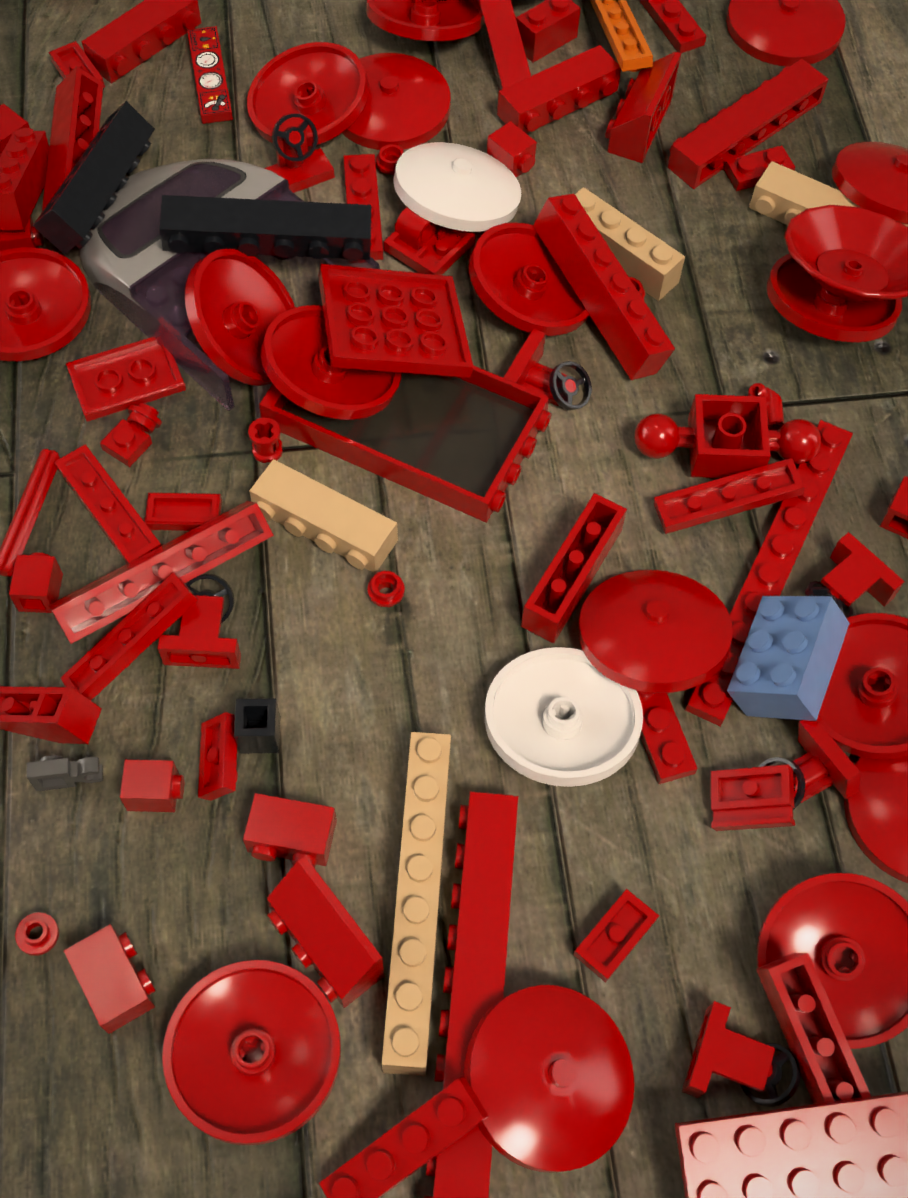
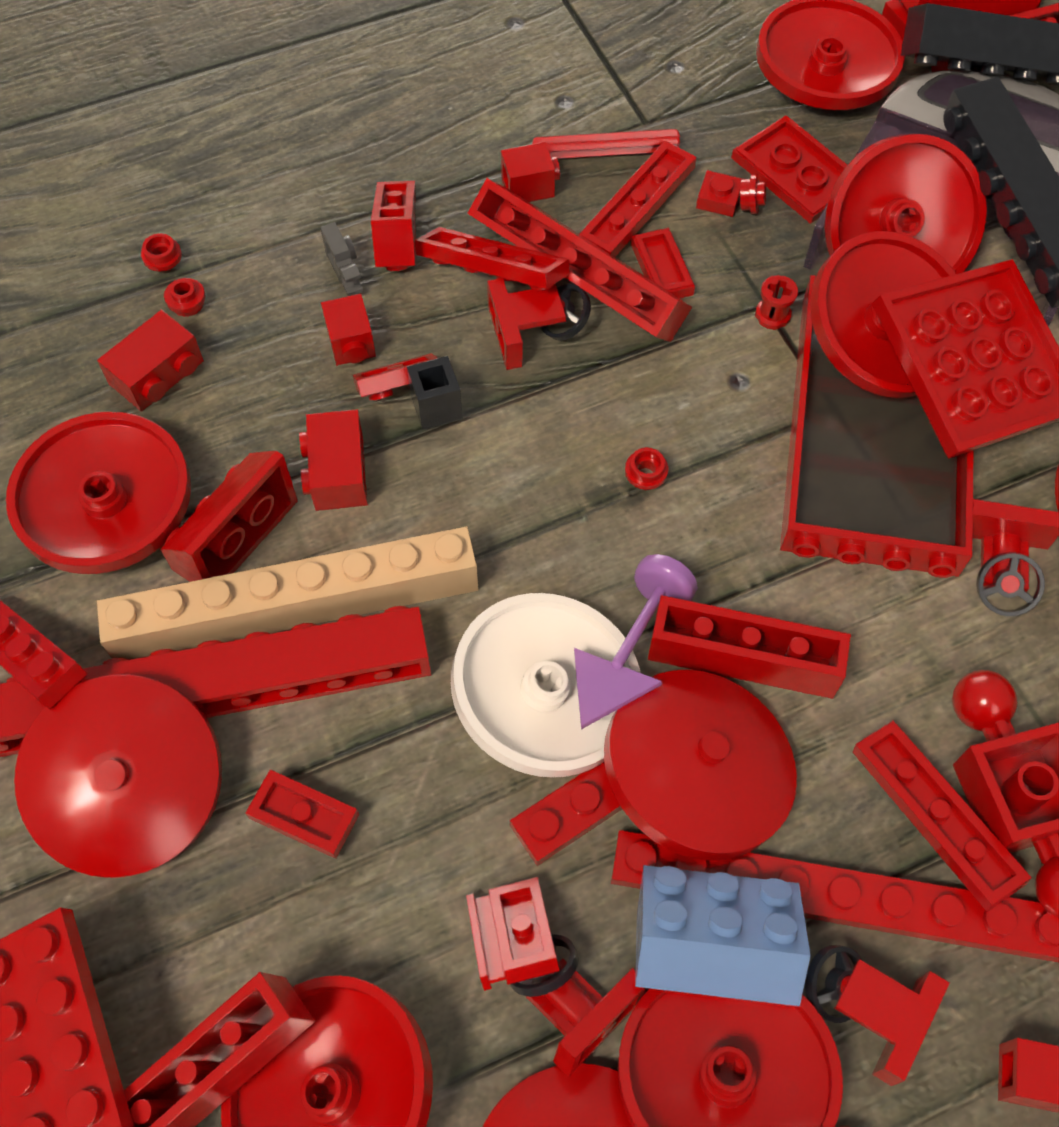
camera: 75 degrees right, 0 degrees up
(324, 516) = (706, 385): tan brick -> none
(583, 669) = (609, 685): none -> medium lavender piece
(737, 1059) = (176, 980): red piece -> none

